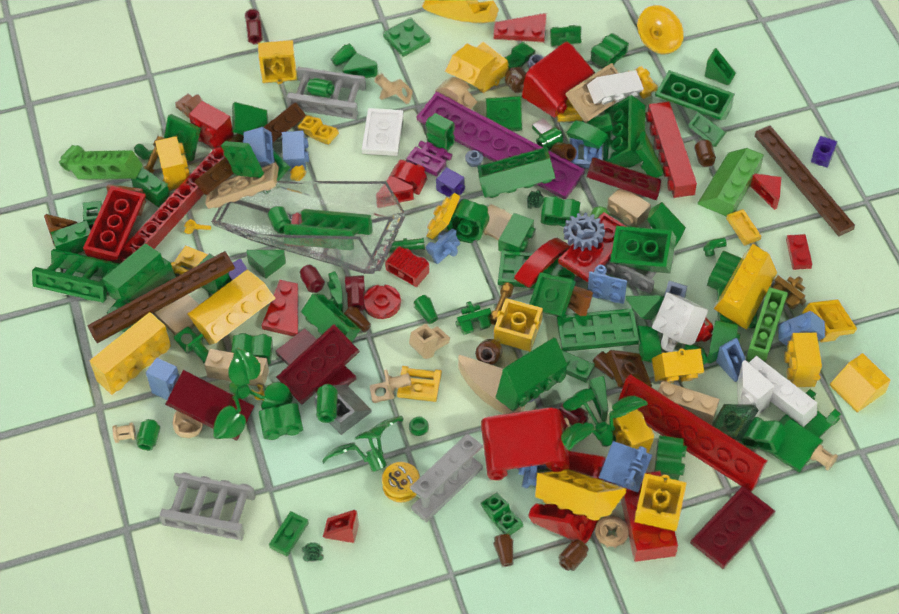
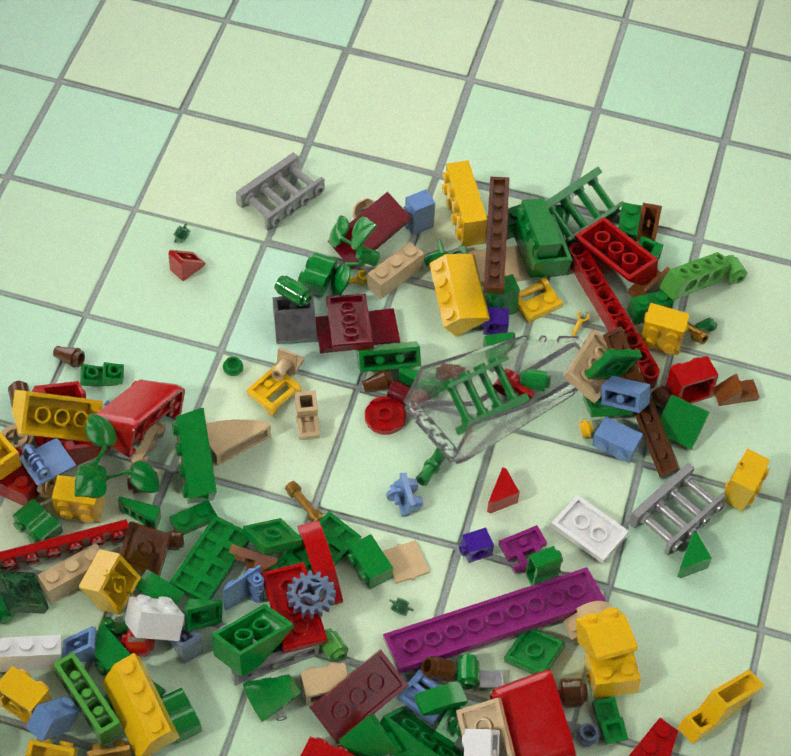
camera: 120 degrees right, 0 degrees up
(124, 432) = (396, 171): tan bush -> none
(148, 434) = (379, 185): green brick -> none
(186, 134) = (694, 352): green plate -> none
(258, 345) = (407, 292): green brick -> none
(283, 310) = (433, 337): wing -> none
(288, 533) = (212, 228): green plate -> none
(317, 130) = (635, 478): yellow slope -> none
(320, 87) = (679, 495): green brick -> none
(343, 55) = (724, 556): green cone -> none
(374, 455) = (228, 289): green plant -> none
(392, 88) = (640, 568): tan bracket -> none
(397, 481) = (191, 322): yellow head -> none
(407, 37) = (715, 633): green plate -> none
(407, 266) = (404, 451): red brick -> none
(410, 174) = (513, 515): red cylinder -> none
(426, 309) = (347, 439): green cone -> none
(442, 215) = (433, 502): yellow plate -> none
(446, 477) = (158, 339): light grey fence -> none
(465, 321) = (308, 468): green hips -> none
(469, 220) = (413, 524): green brick -> none
(474, 158) = (492, 593): sand blue plate -> none
(489, 351) = (257, 453): reddish brown head -> none
(516, 172) = (443, 602): green slope -> none
(518, 324) = (265, 492): yellow brick -> none
(557, 211) = (368, 618): green brick -> none
(712, 244) = (220, 726): green arm -> none
(753, 388) = (33, 621): white slope -> none

